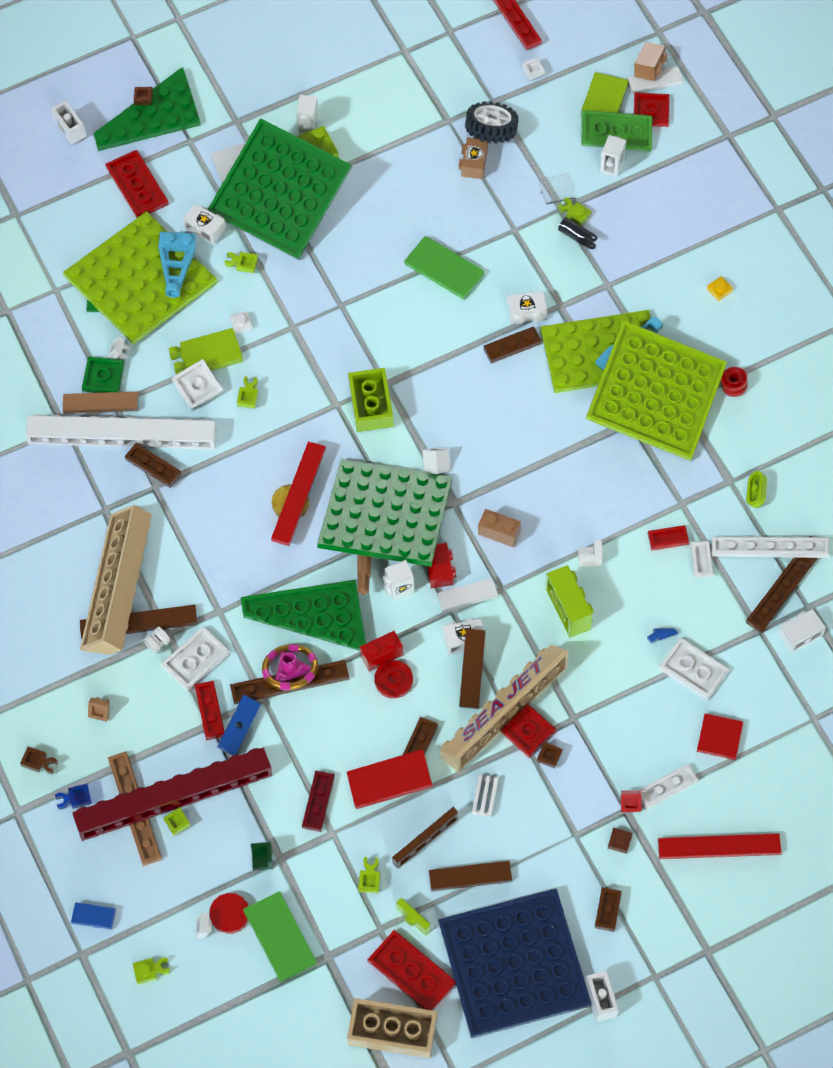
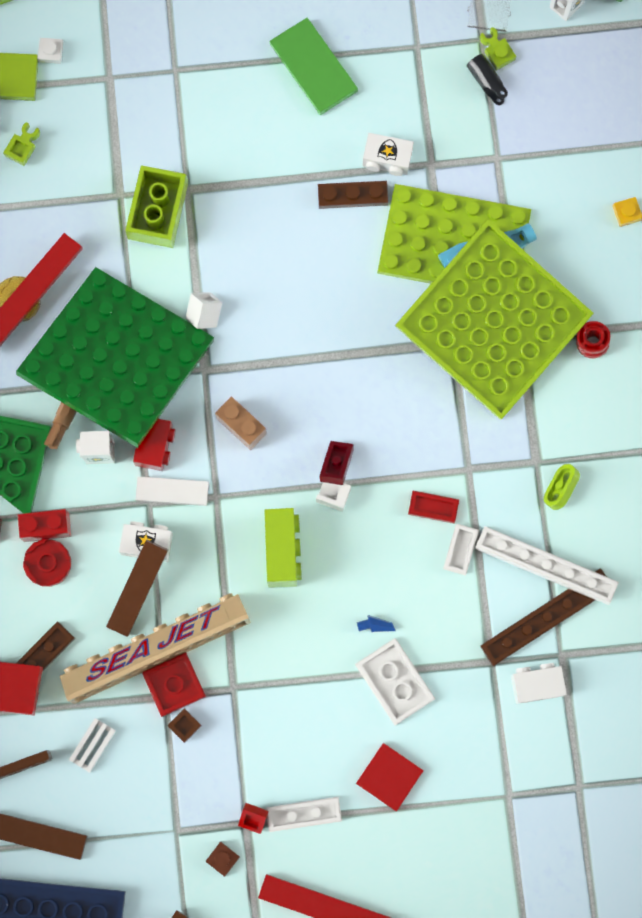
camera: 20 degrees right, 15 degrees up
(583, 529) = (336, 463): none -> dark red plate

